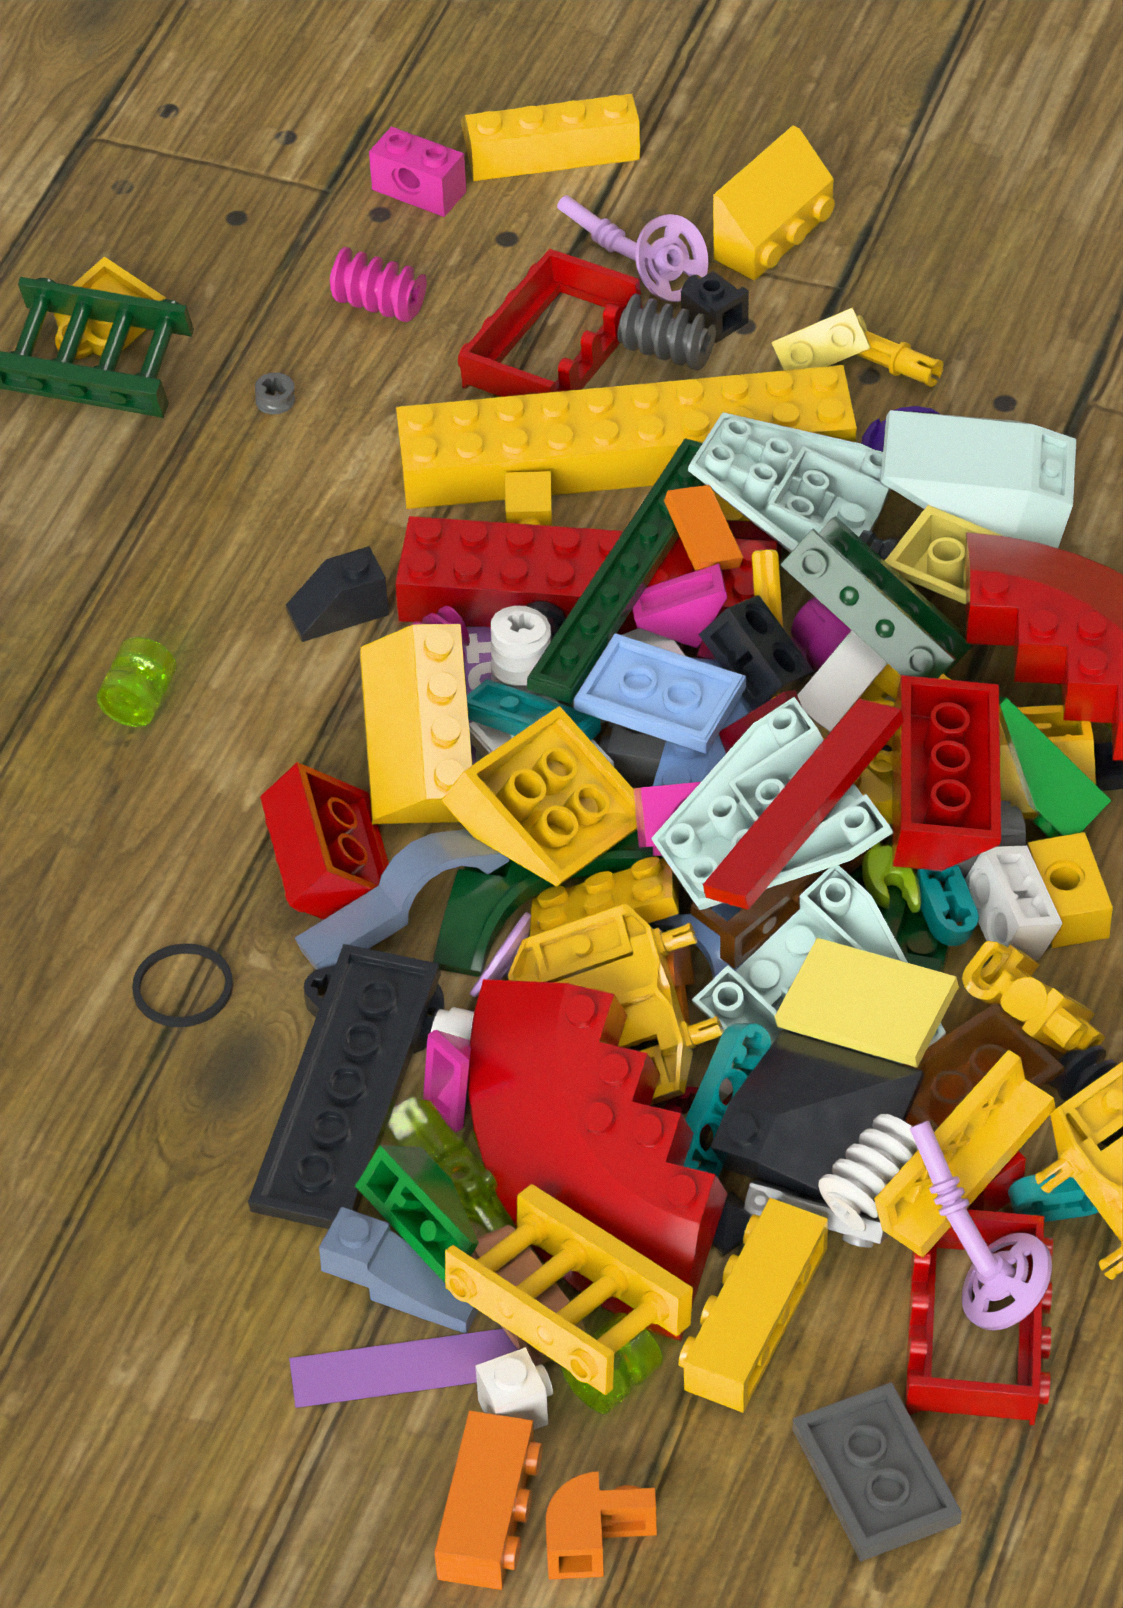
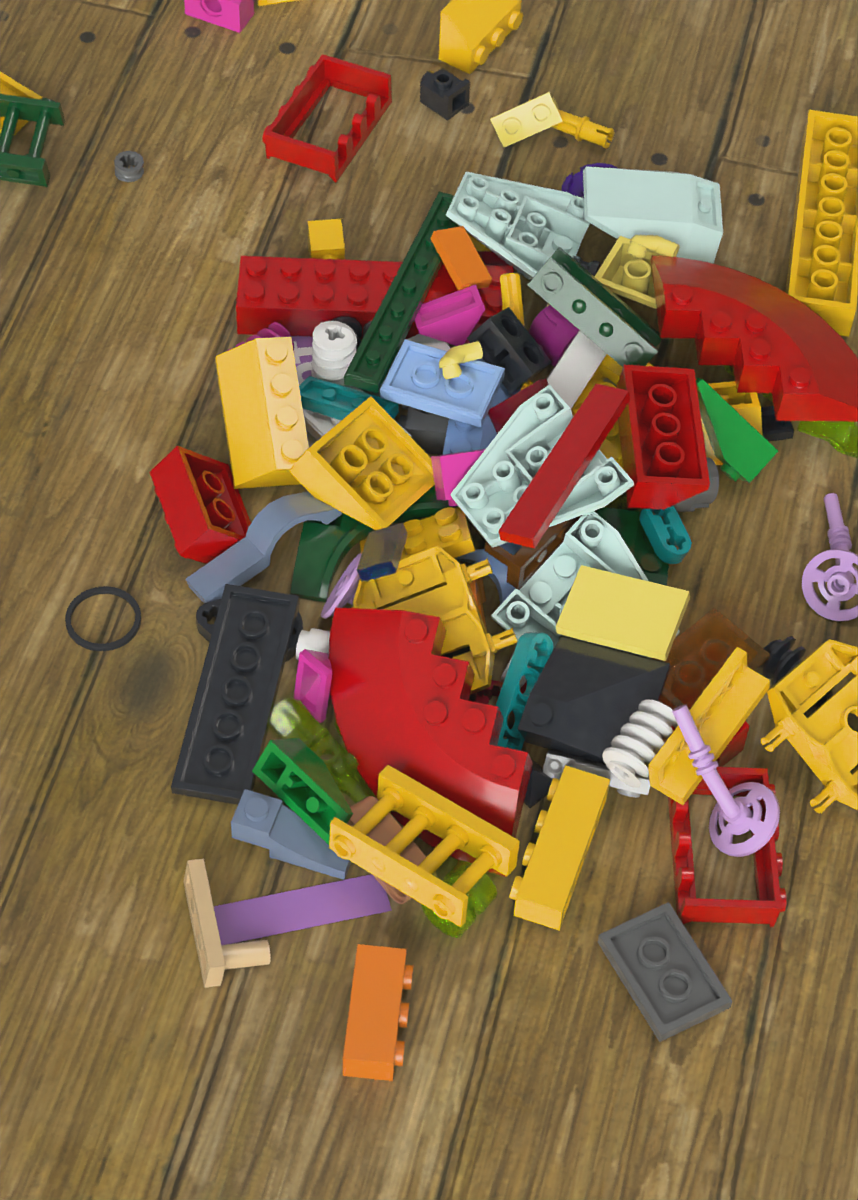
camera: 10 degrees left, 5 degrees up
(136, 681) = (47, 387): clear neon green wheel -> none
(282, 1417) = (212, 955): none -> tan piece
(340, 595) = (193, 316): black slope -> none
(375, 288) = (196, 86): dark pink piece -> none
(514, 1387) = (388, 923): white brick -> none
(553, 910) = (382, 552): none -> tile
(584, 1515) = (450, 1022): orange brick -> none
(599, 434) = (373, 190): yellow brick -> none
(663, 259) = (404, 60): lavender dish -> none
(666, 335) = (412, 114): dark grey piece -> none
(683, 656) = (458, 355): none -> light yellow arm
(879, 873) = (618, 511): lime hand -> none
(970, 516) = (652, 243): none -> light yellow arm
(1013, 900) = (715, 531): white brick -> none
(1044, 1010) = (754, 615): yellow hips -> none
(1061, 1203) = (754, 755): teal beam -> none
(1074, 887) = (750, 518): yellow brick -> none

